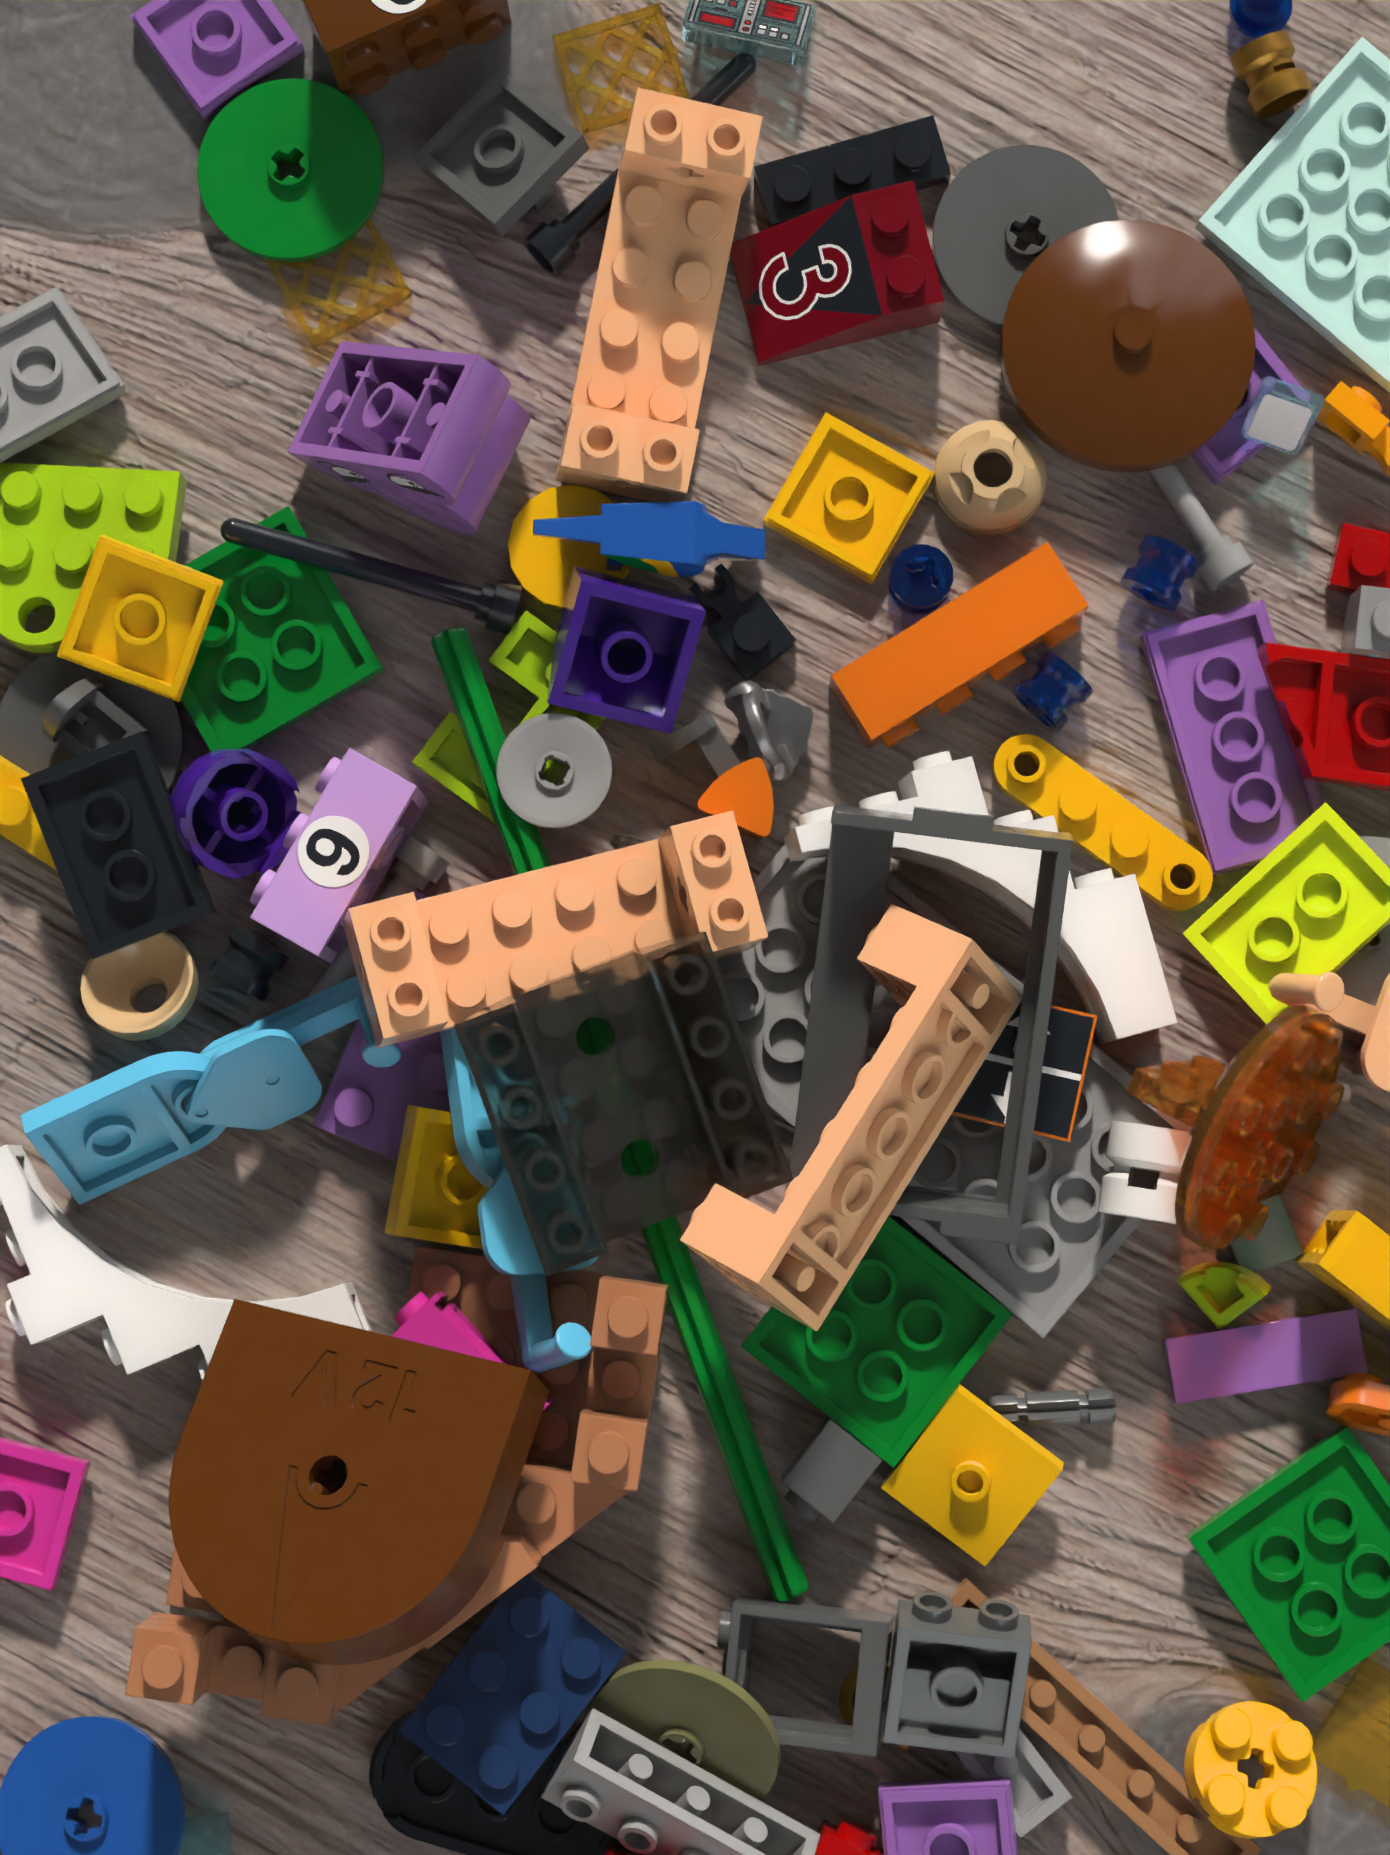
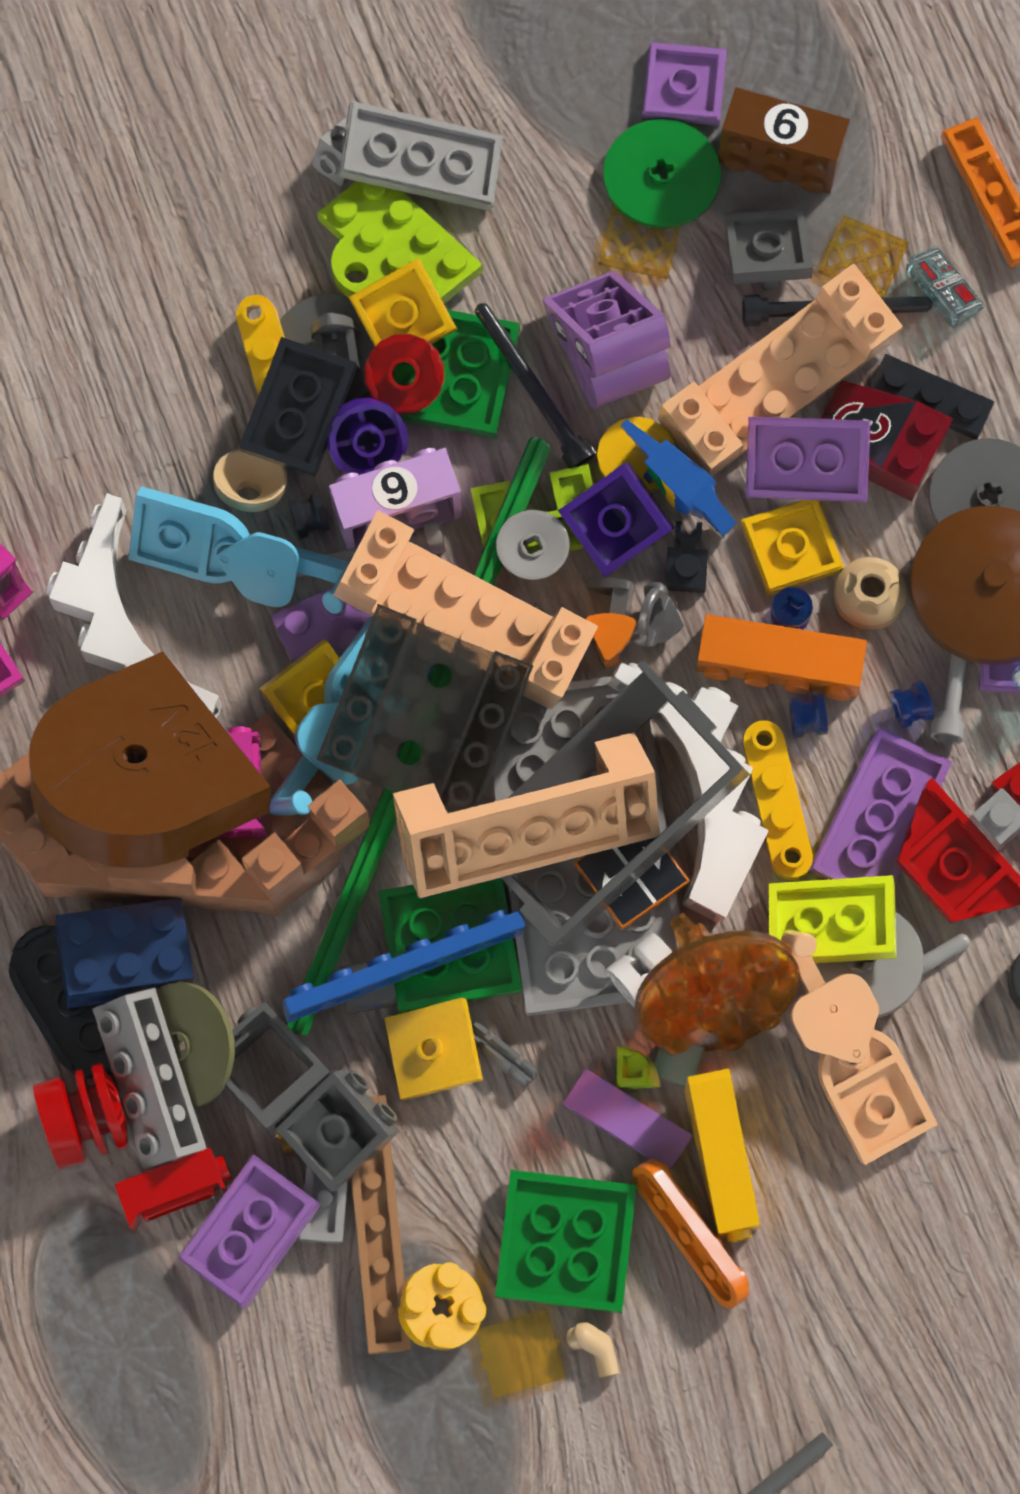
camera: 35 degrees right, 10 degrees down
(200, 655) = (427, 365): none -> red tile
(783, 378) = (808, 459): none -> medium lavender tile
(848, 1445) = (386, 970): none -> blue plate

